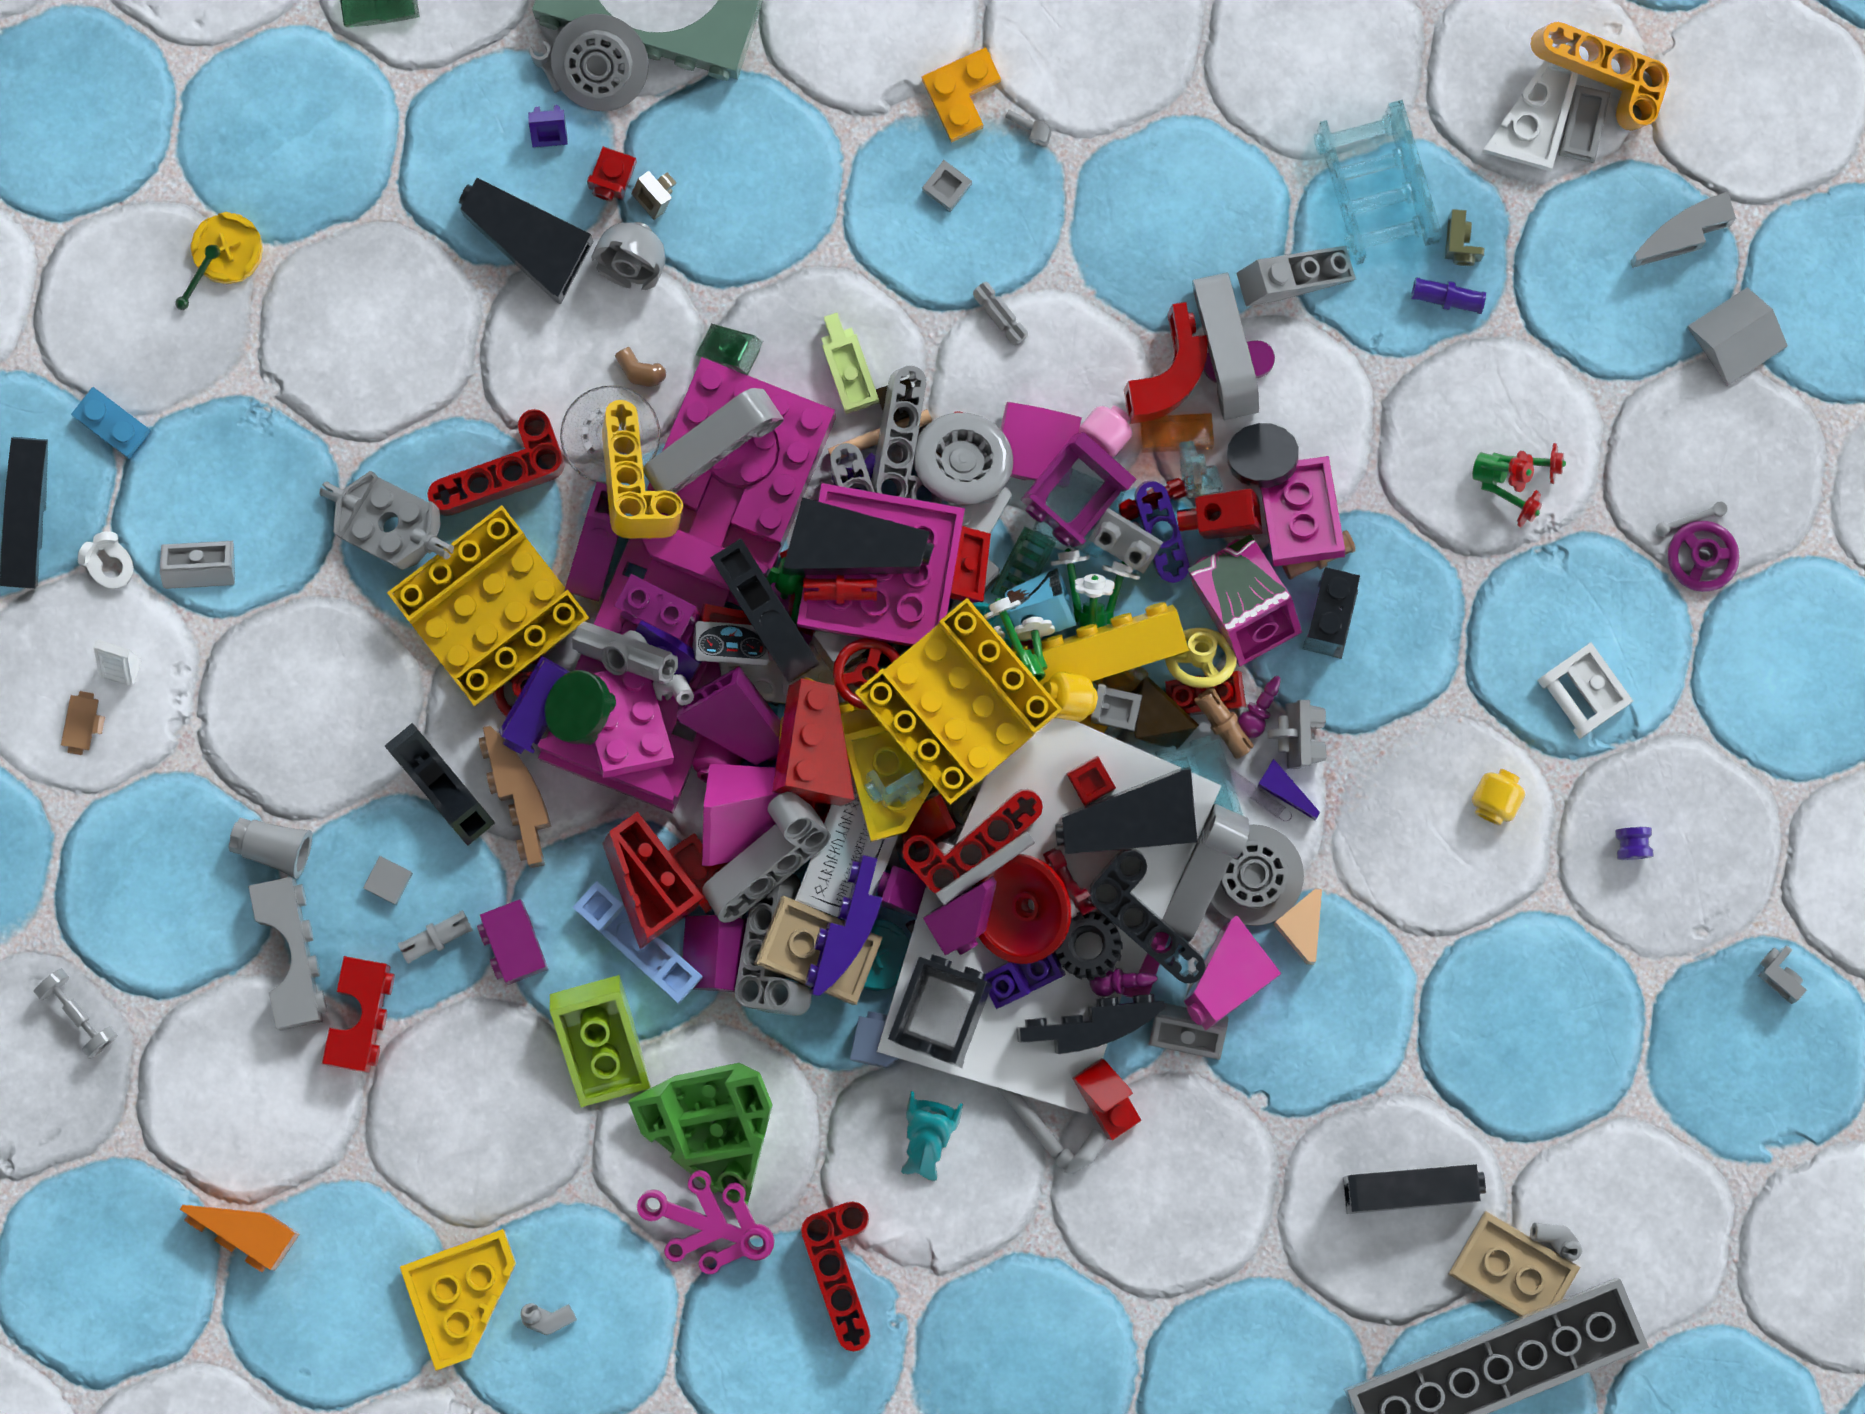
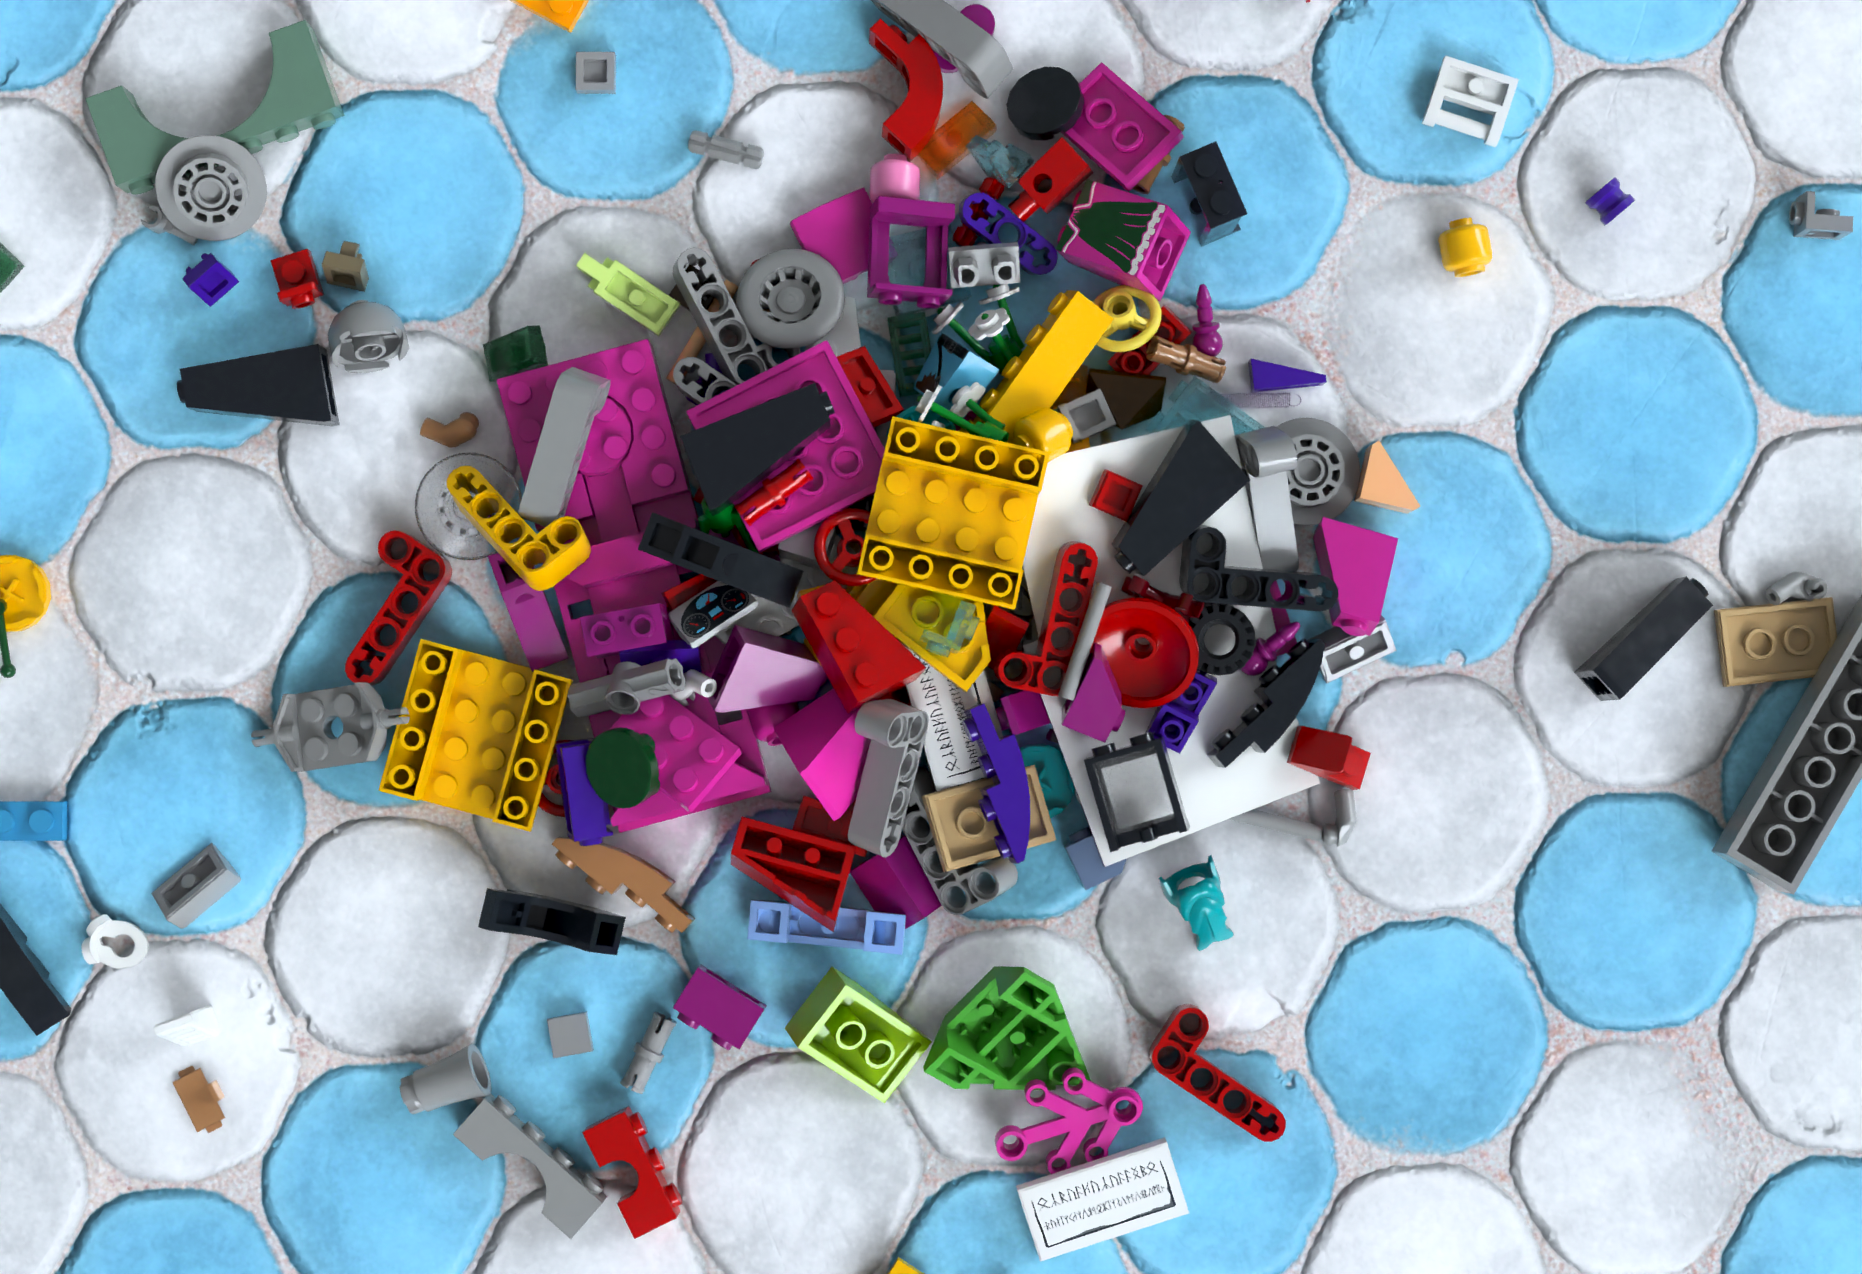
camera: 40 degrees left, 5 degrees up
(688, 1301) = (1102, 1199): none -> white tile
(1295, 734) = (1254, 322): light grey hips -> none

